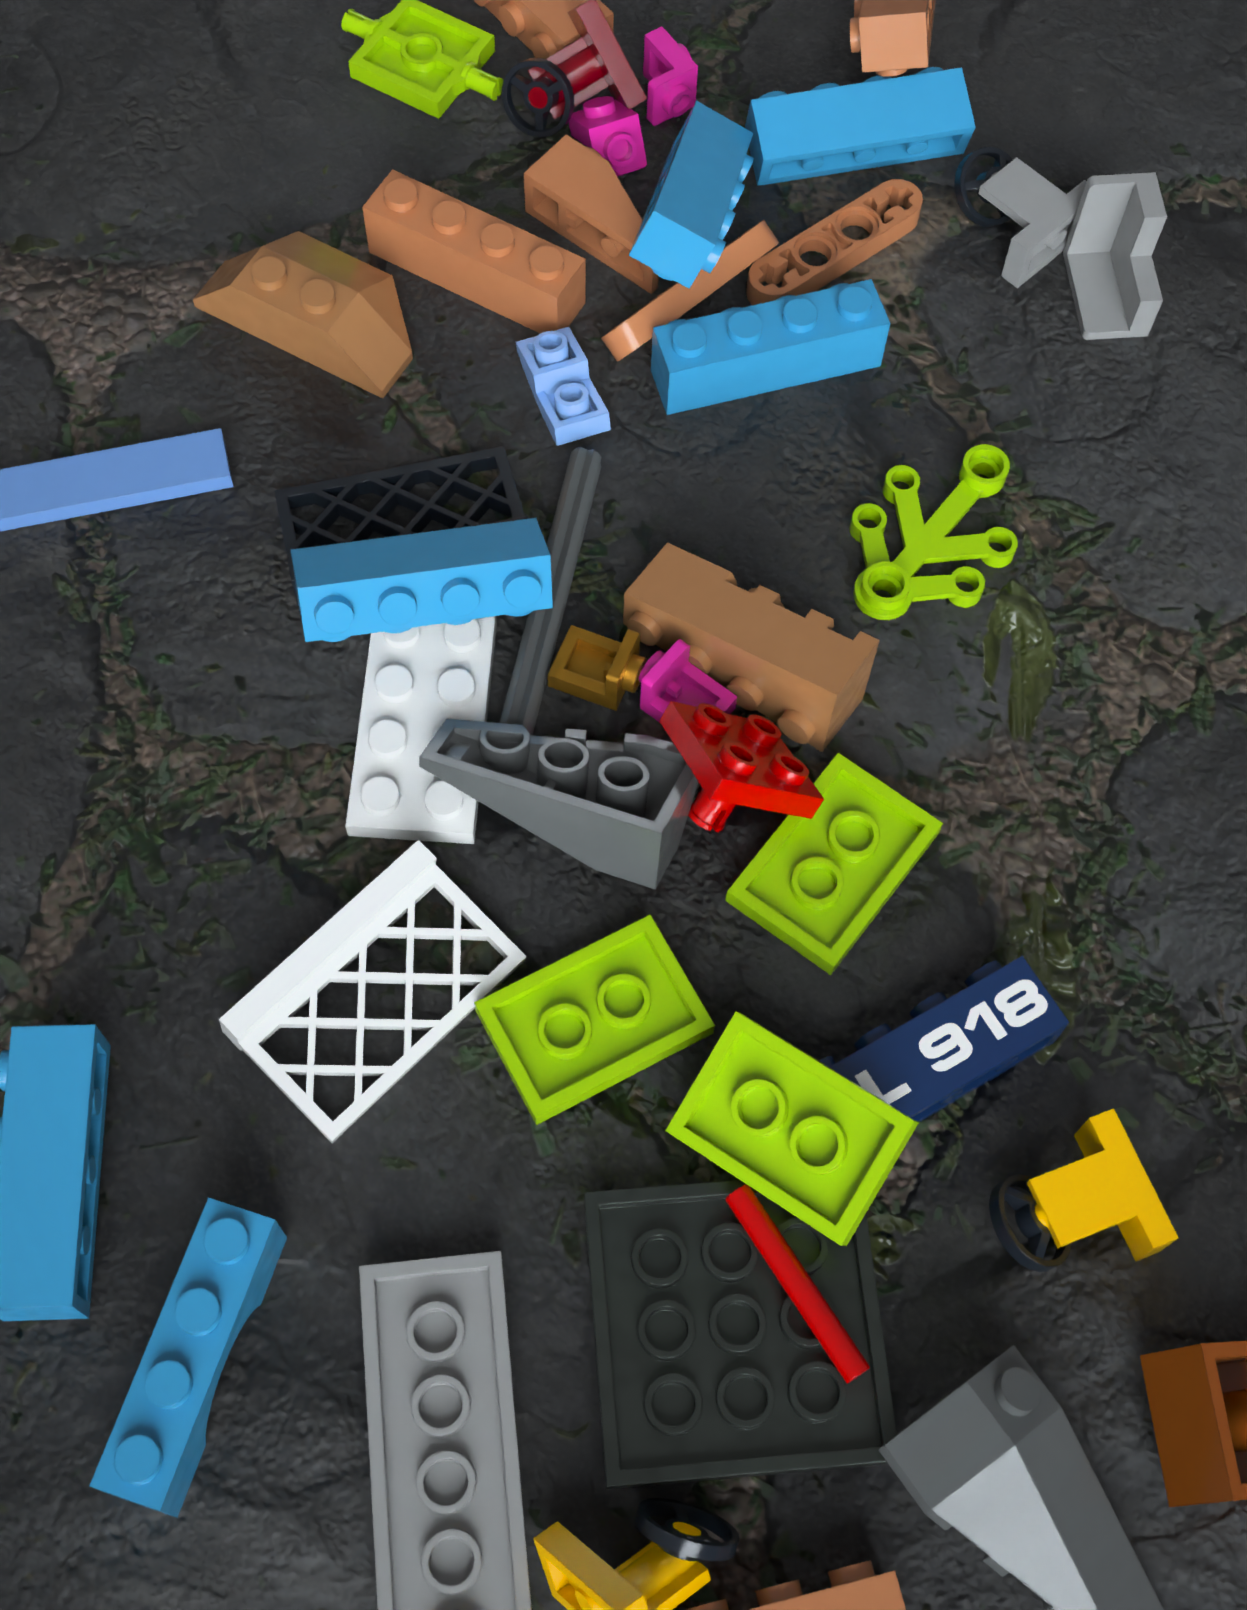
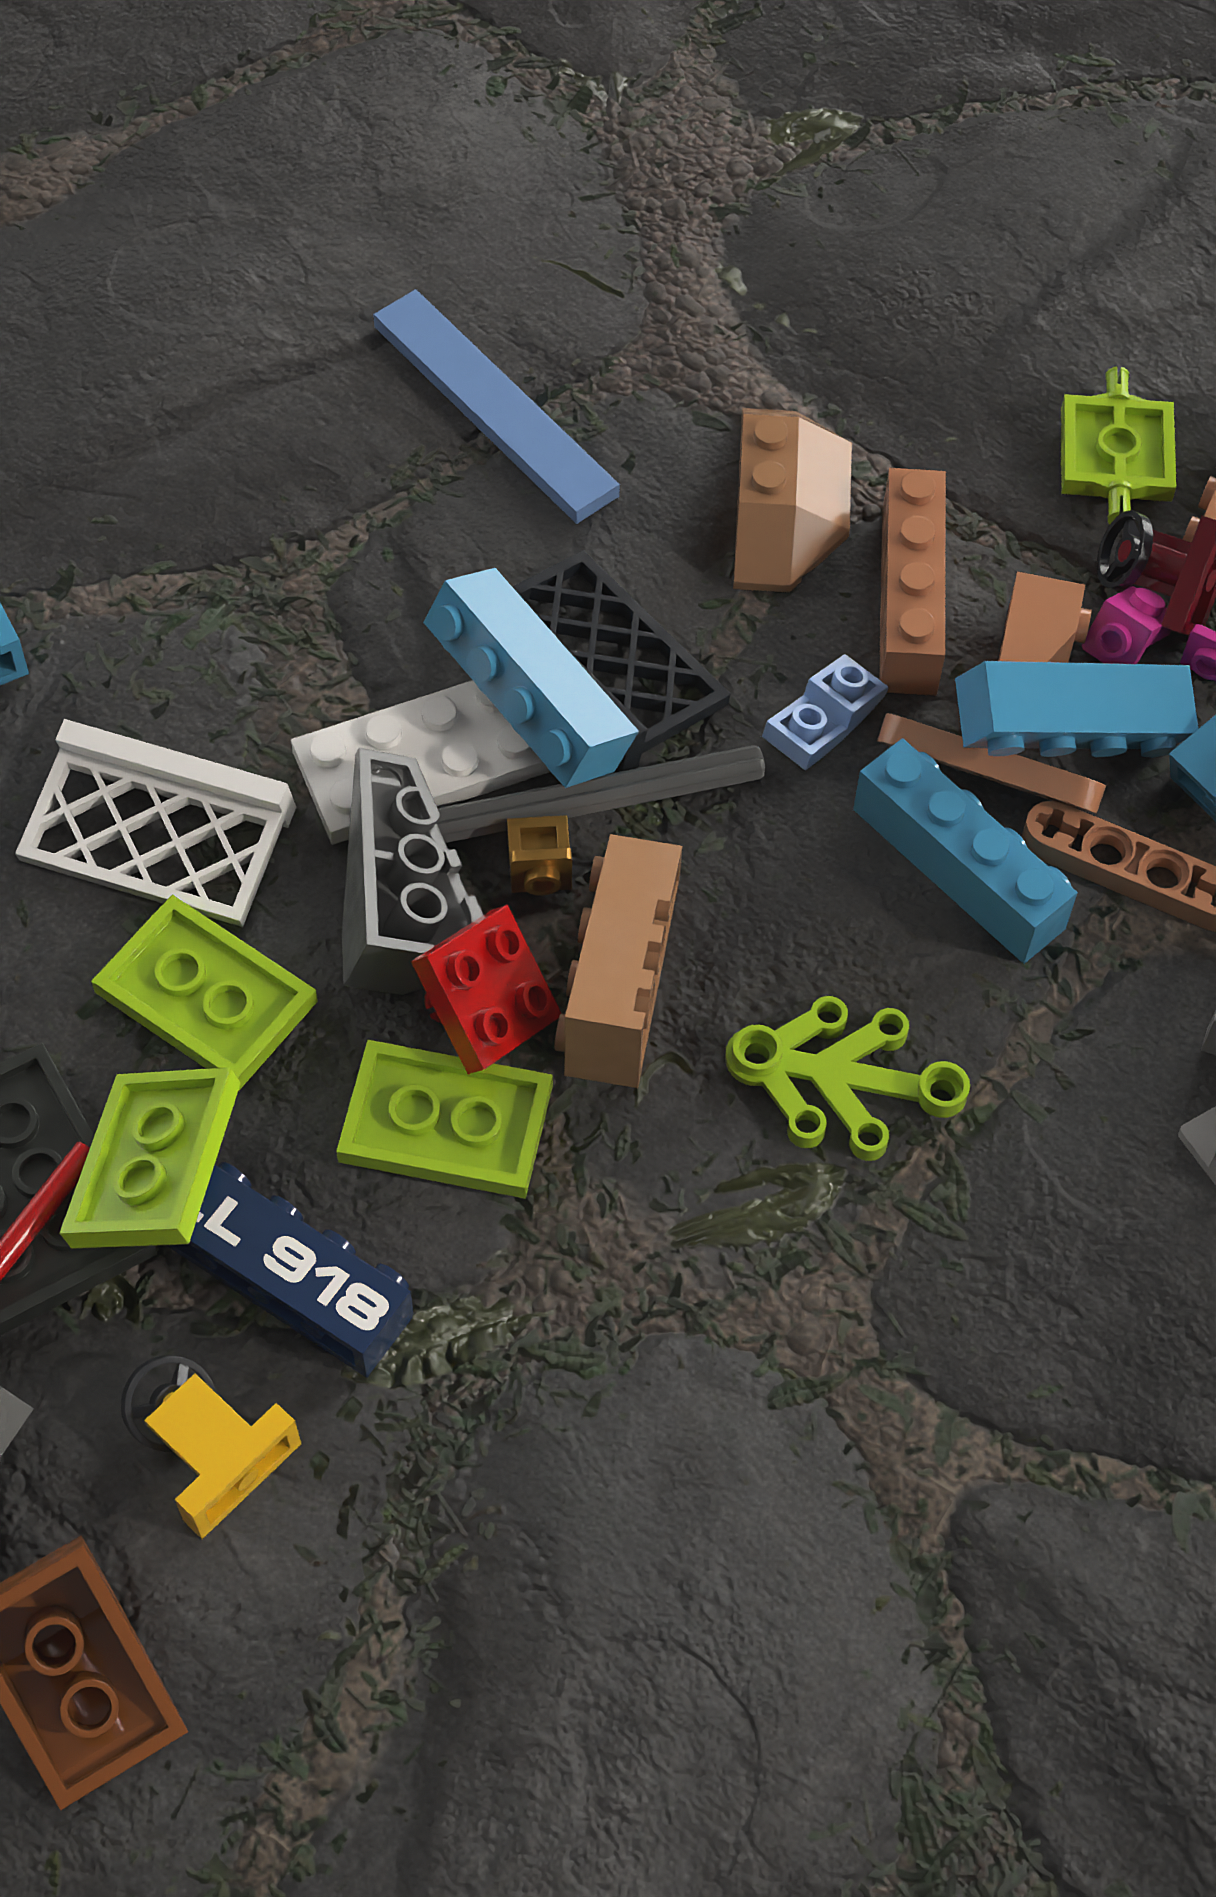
camera: 65 degrees right, 5 degrees down
(675, 679) = (551, 925): dark pink bracket -> none

